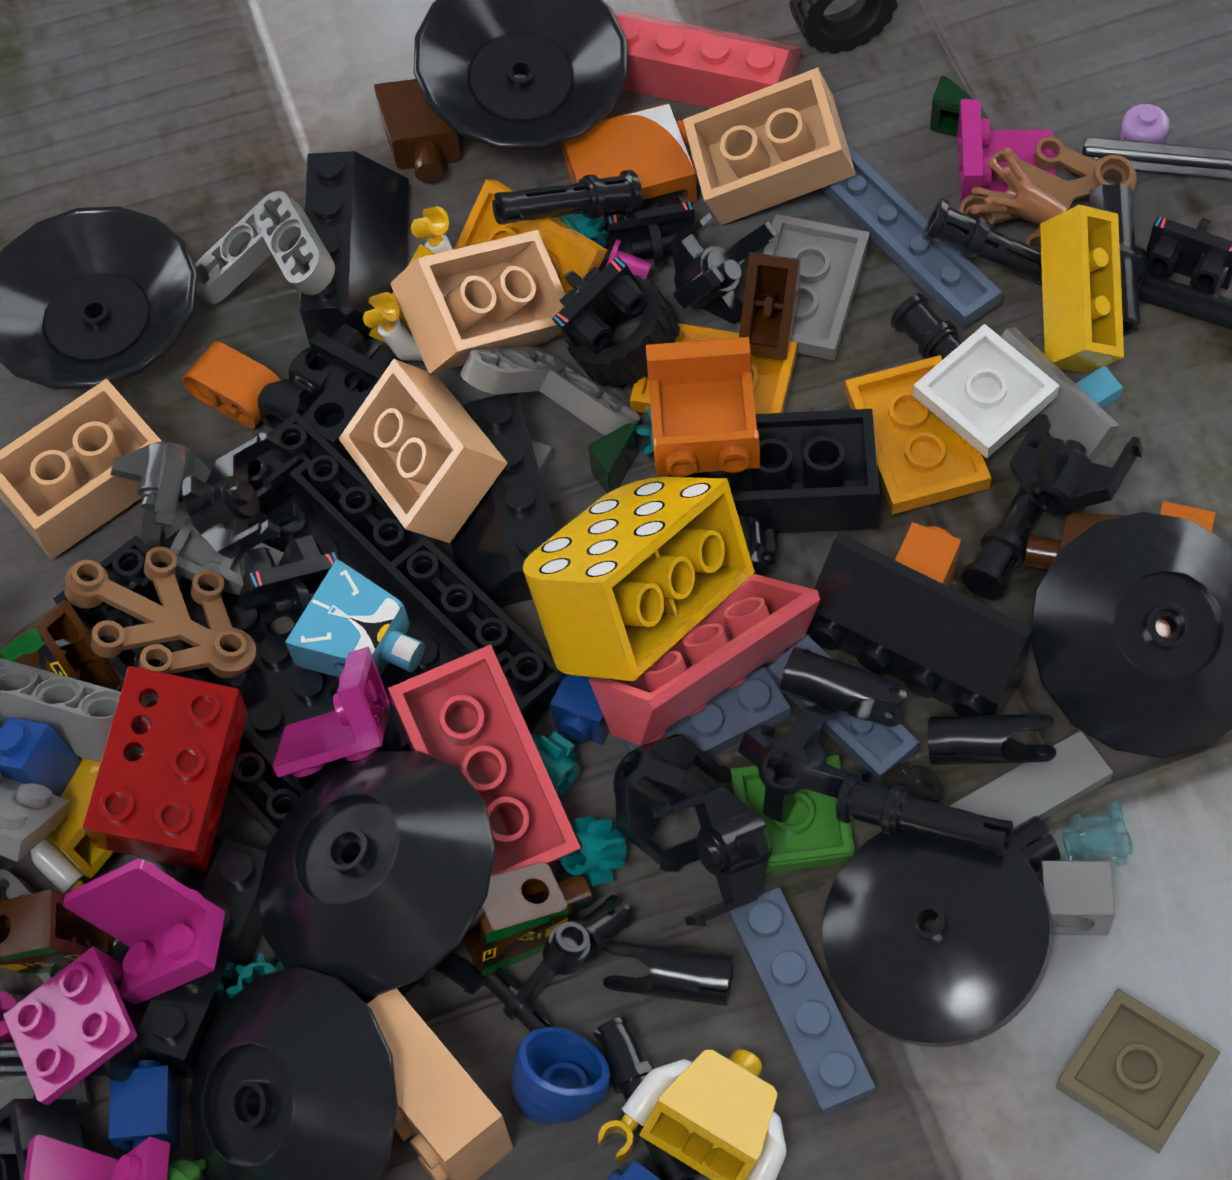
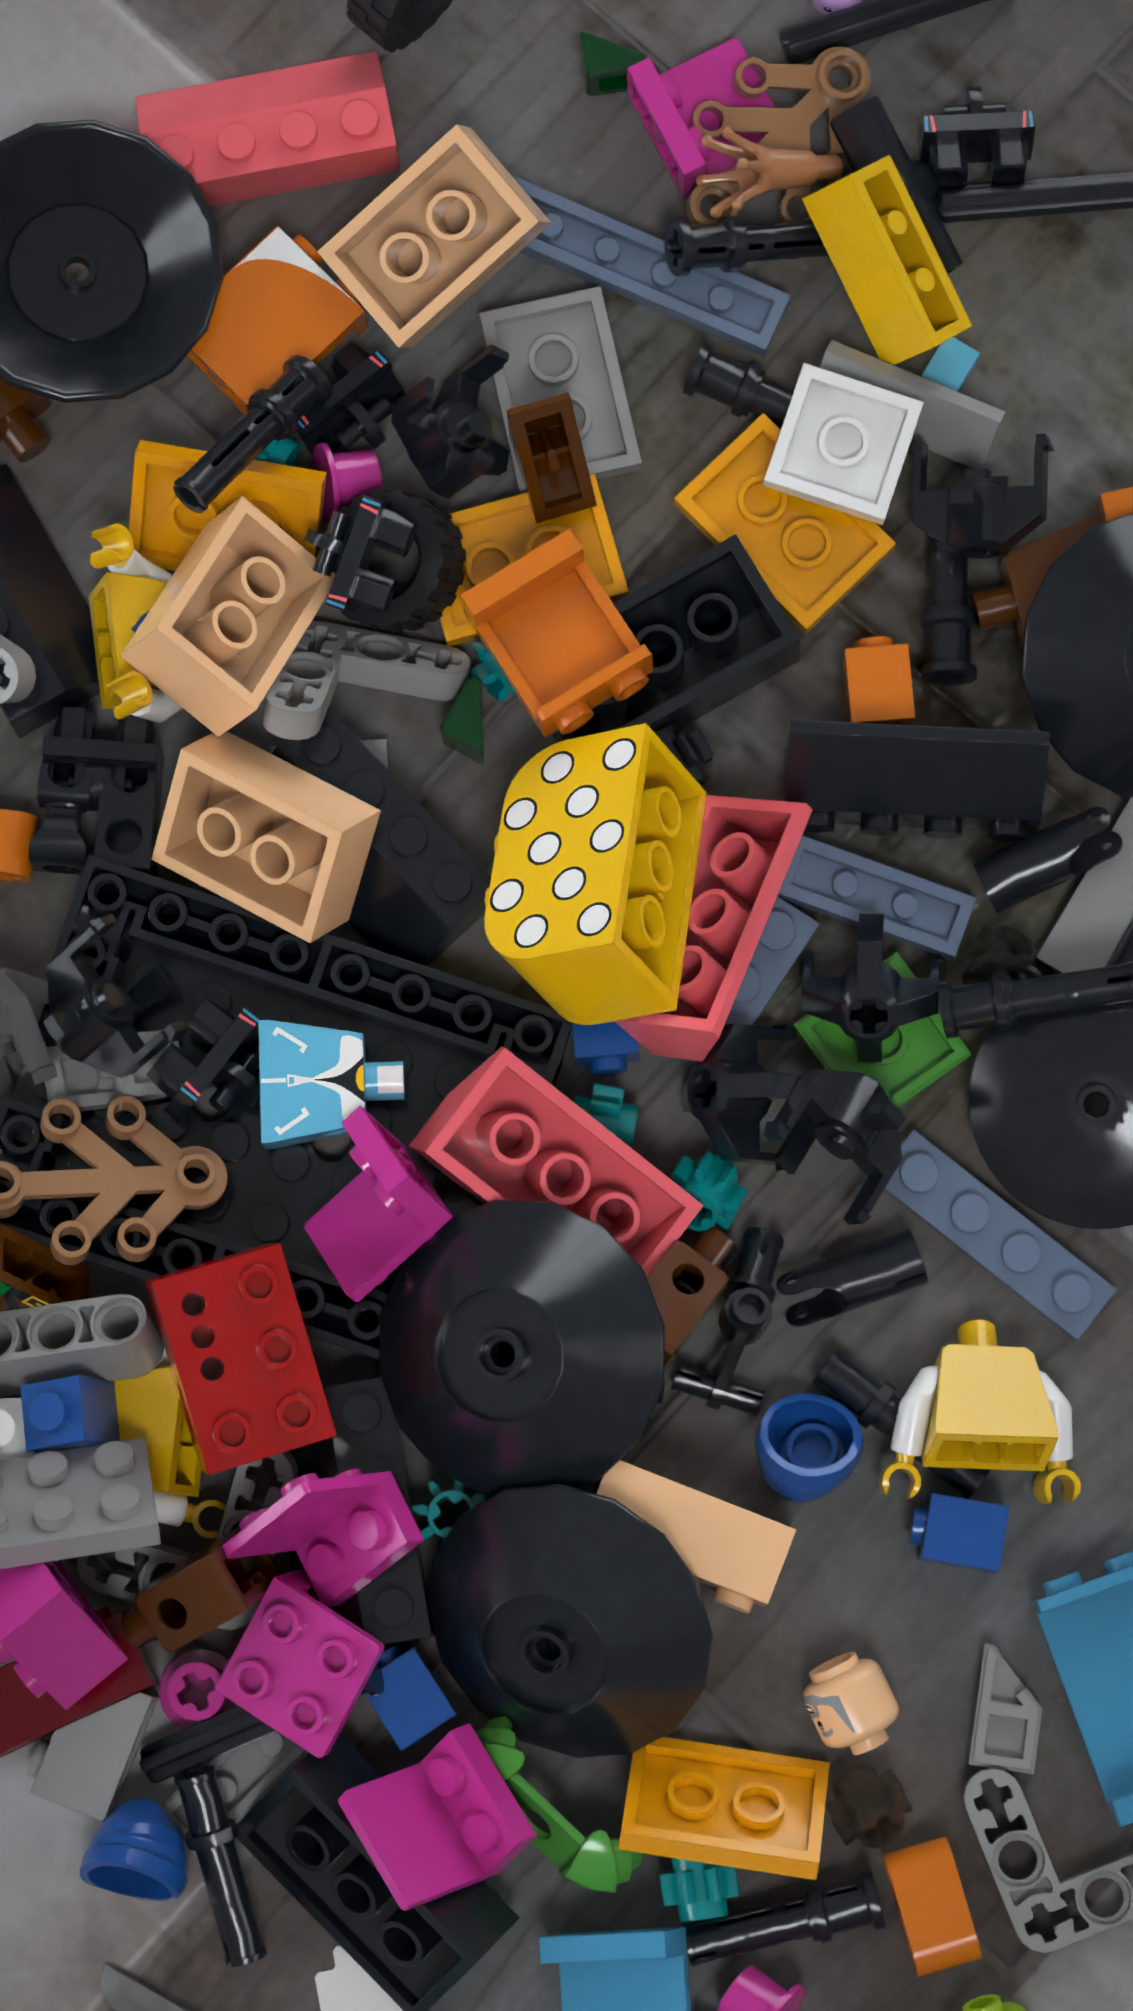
camera: 30 degrees left, 20 degrees up
(842, 687) = (870, 883): black piece -> none

